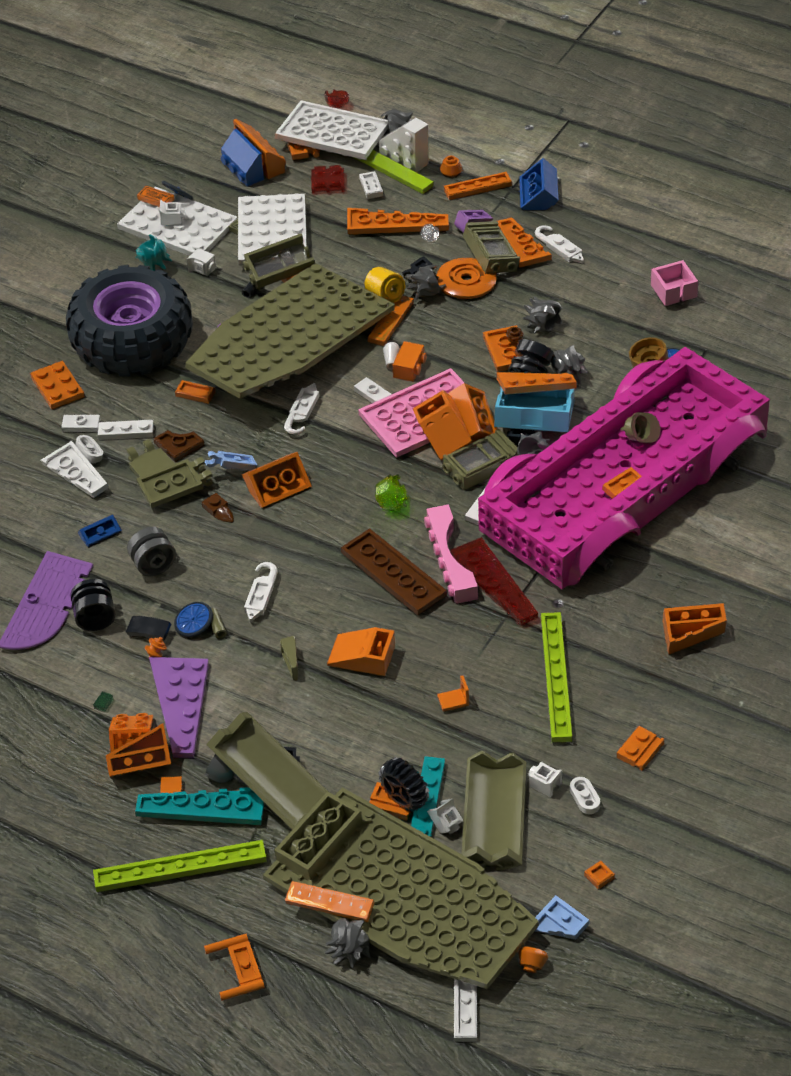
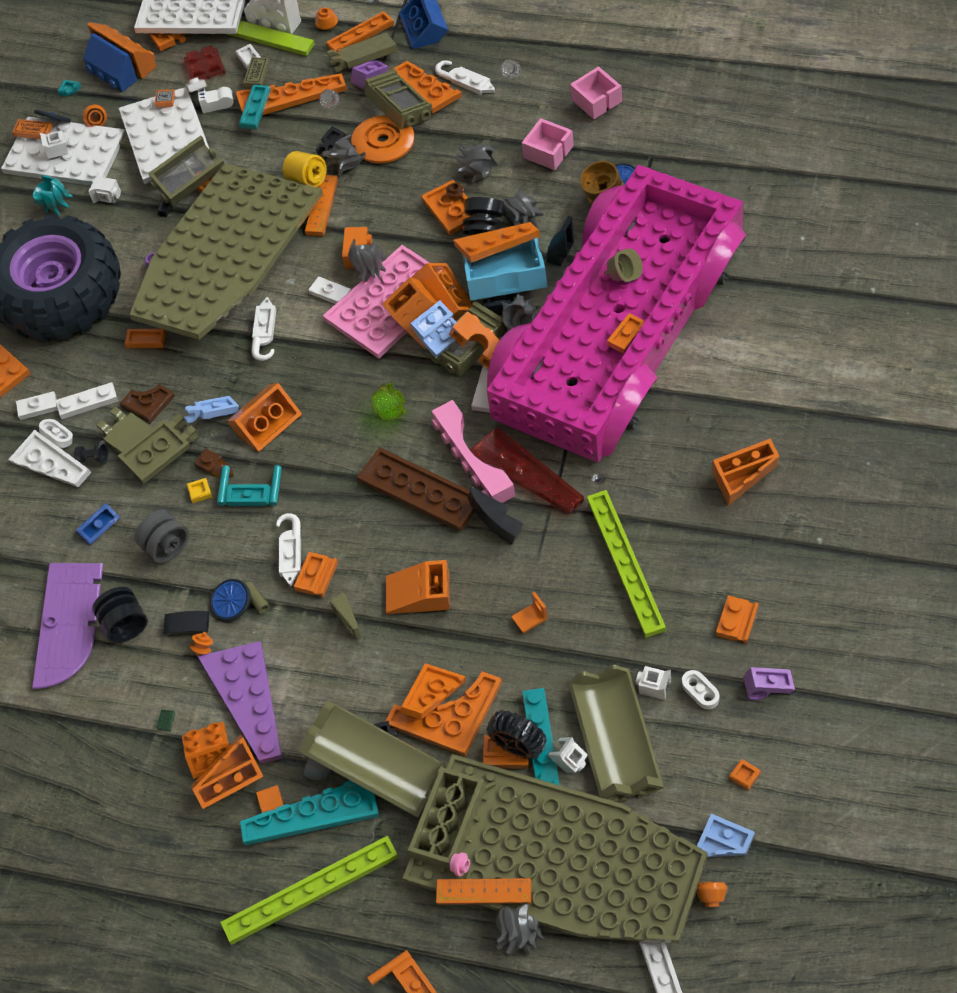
camera: 10 degrees left, 10 degrees up
(122, 472) = (99, 452): none -> black piece
(198, 526) = (199, 490): none -> yellow tile
(200, 171) = (68, 88): none -> teal tile
(213, 193) = (98, 119): none -> orange cone
(240, 538) = (248, 493): none -> teal plate
(276, 617) = (315, 574): none -> orange plate
(281, 198) = (164, 98): none -> tile
(313, 193) = (195, 84): none -> white plate
(315, 873) = (459, 864): none -> bright pink plate
(326, 210) = (215, 99): none -> white leg
(342, 733) = (430, 690): none -> orange wing
(353, 766) = (453, 723): none -> orange plate
(359, 224) = (254, 107): none -> teal tile
(371, 195) = (256, 71): none -> olive tile
(390, 352) = (335, 244): white cone -> none
(413, 371) = (366, 260): none -> dark grey hair
(452, 608) = (494, 515): none -> black slope
(455, 441) = (434, 328): none -> light blue slope
(473, 201) = (362, 52): none -> olive tile
(484, 448) = (471, 329): none -> orange arch
(594, 397) = (561, 243): none -> black slope
(603, 245) = (510, 68): none -> clear wheel
(613, 315) = (547, 144): none -> bright pink piece
(643, 801) = (763, 681): none -> medium lavender plate

